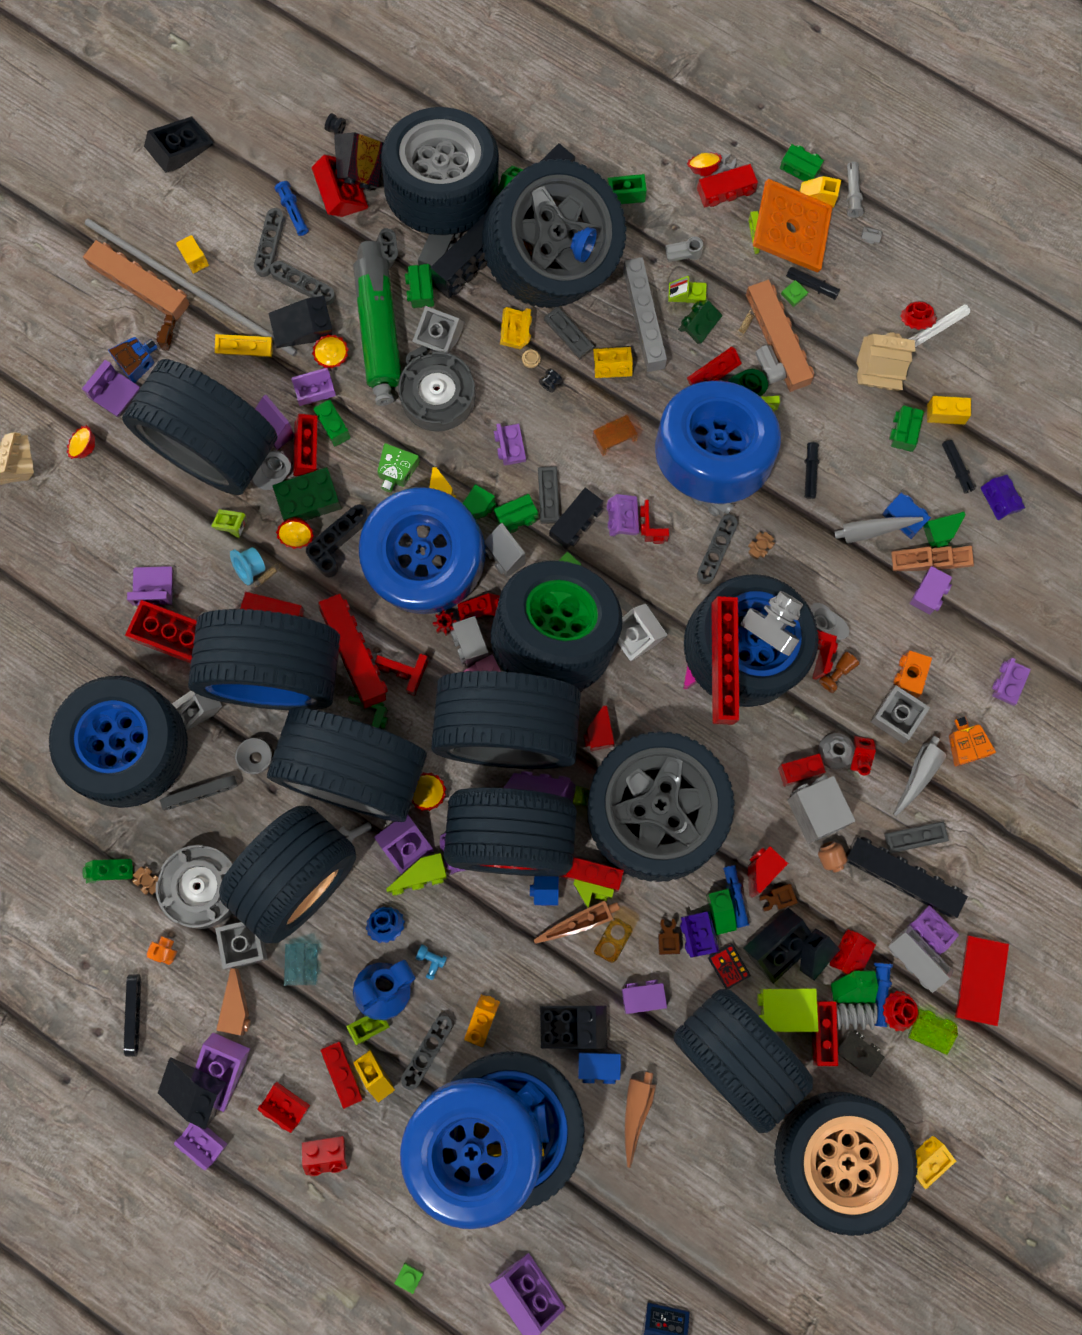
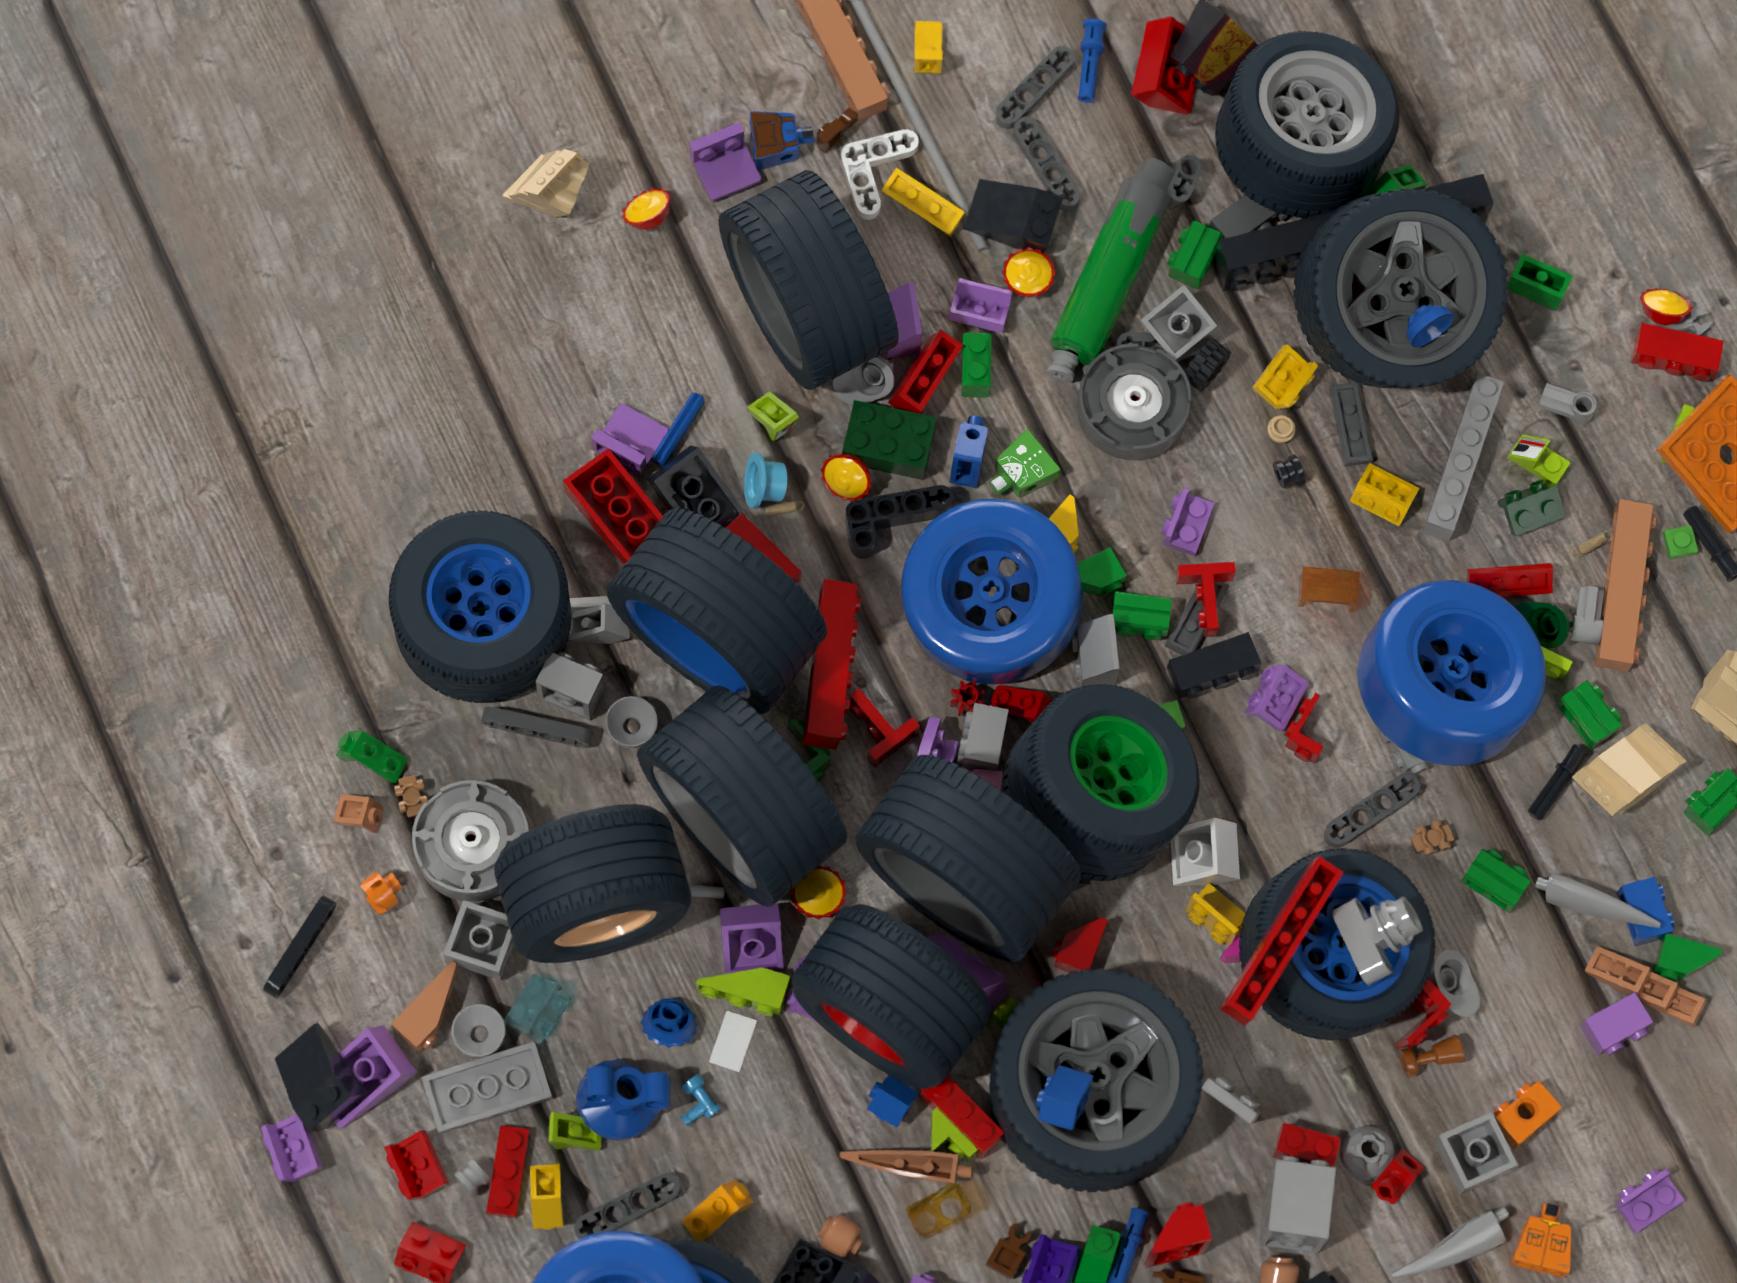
camera: 25 degrees right, 5 degrees down
(120, 910) = (358, 812): none -> nougat bracket
(177, 563) = (678, 429): none -> blue axle
(195, 345) = (863, 165): none -> white beam
(203, 756) = (570, 685): none -> light grey brick
(209, 593) = (695, 486): none -> black slope
(262, 1005) = (478, 1016): none -> light grey piece
(298, 1032) = (486, 1087): none -> light grey plate
(322, 1093) = (472, 1177): none -> light grey wheel
(358, 476) = (969, 452): none -> blue torso
(429, 911) = (732, 1041): none -> white sticker
(444, 663) = (934, 742): none -> medium lavender bracket
(466, 344) = (1207, 364): none -> black tyre
(540, 469) = (1206, 575): none -> red bracket
(564, 991) = (840, 1236): none -> nougat head
(651, 832) = (1064, 1097): none -> blue brick
(667, 663) = (1215, 914): none -> yellow bracket
(751, 770) = (1223, 1091): none -> light grey plate
(806, 420) = (1590, 714): none -> green brick
(812, 547) = (1496, 879): none -> green brick
(849, 439) = (1629, 770): none -> tan slope

